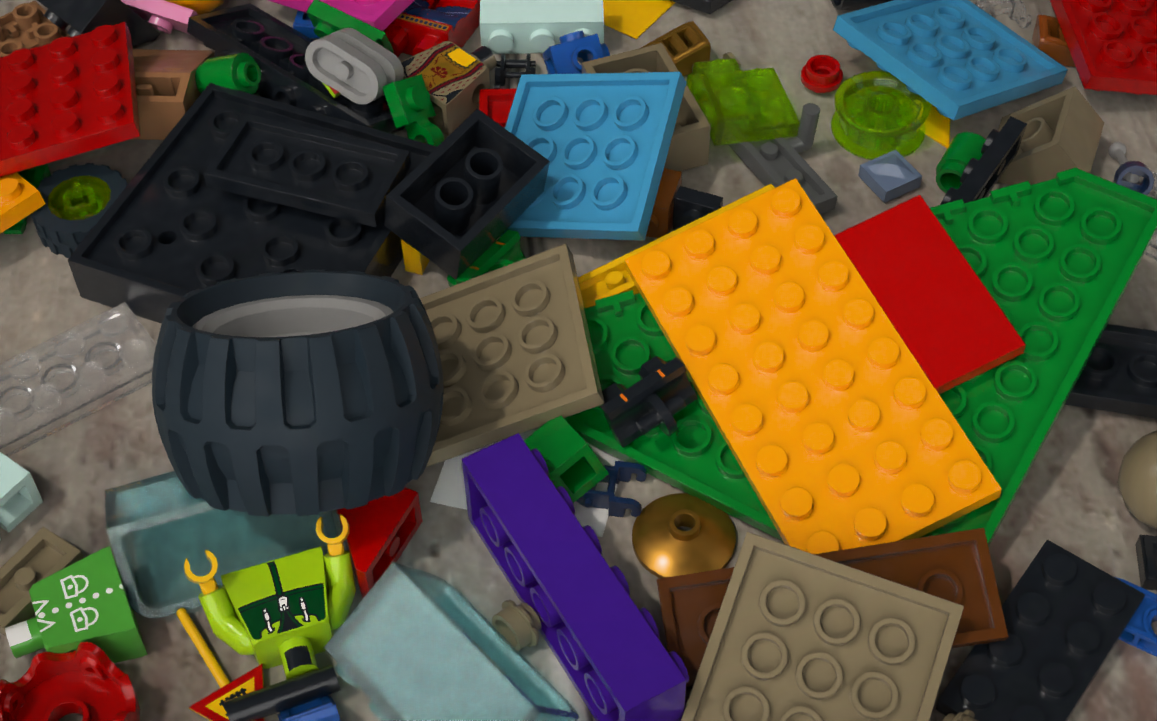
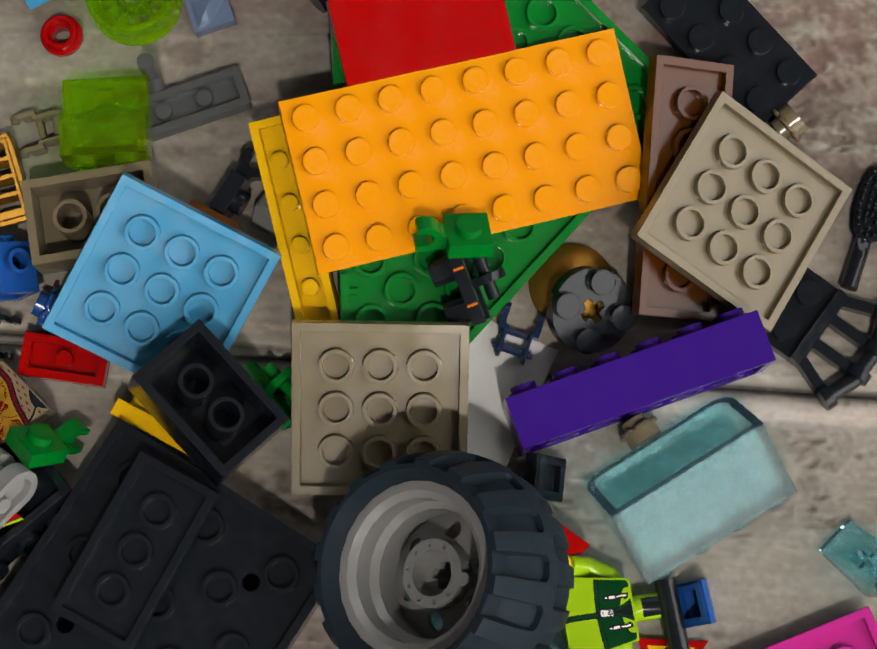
camera: 80 degrees left, 30 degrees up
(443, 532) = (546, 475): none -> black tile
(568, 457) = (498, 367): green brick -> none
(650, 512) = (567, 305): none -> black plate
(695, 363) = (460, 234): none -> green plate

